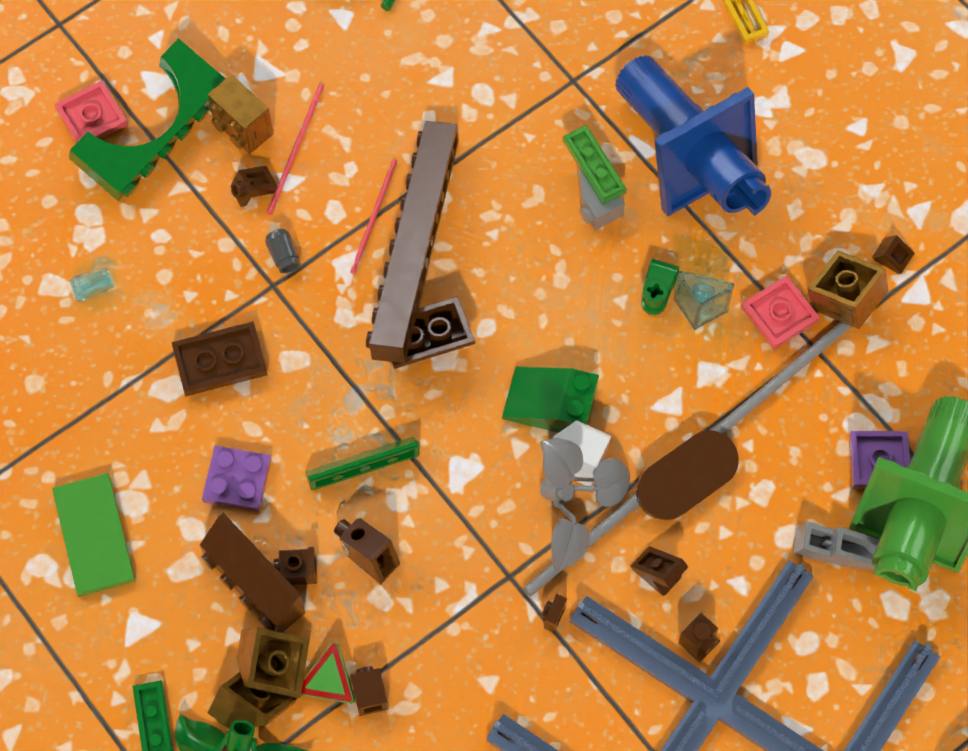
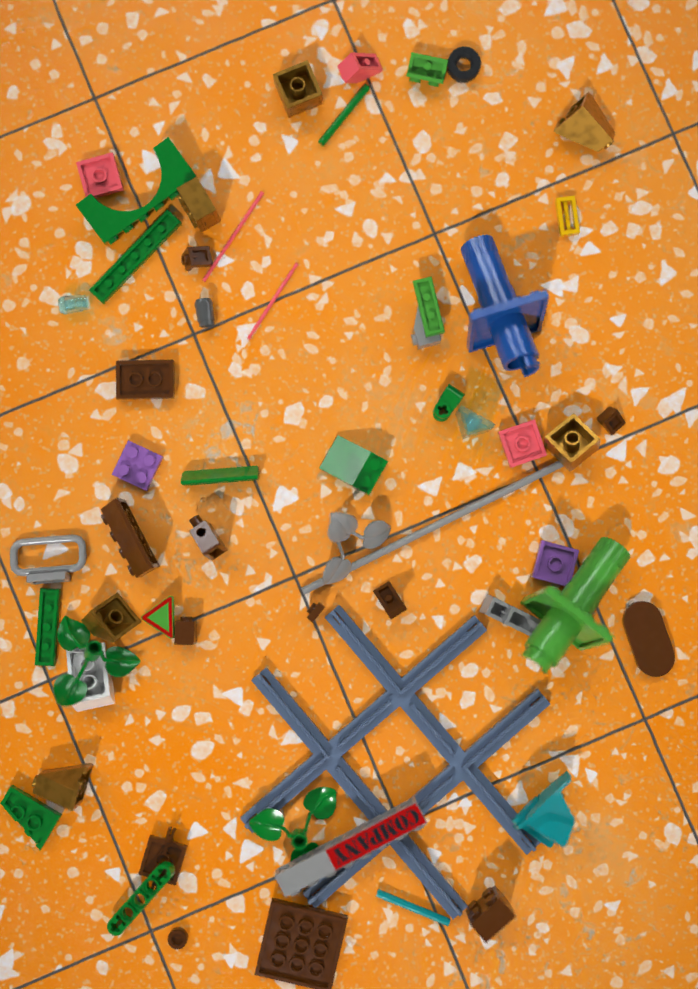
camera: 15 degrees right, 20 degrees up
(93, 535) = (38, 479): bright green tile -> none
(143, 662) = (50, 574): none -> light grey bar
(164, 206) = (135, 256): none -> green tile
(272, 661) = (129, 597): pearl gold slope -> none
(302, 574) = (166, 540): reddish brown brick -> none
(414, 243) = (291, 333): brick -> none
(438, 331) = (281, 402): reddish brown slope -> none
(593, 447) = (362, 507): white slope -> none
(687, 475) = (426, 541): reddish brown tile -> none
(699, 637) = (402, 652): reddish brown brick -> none

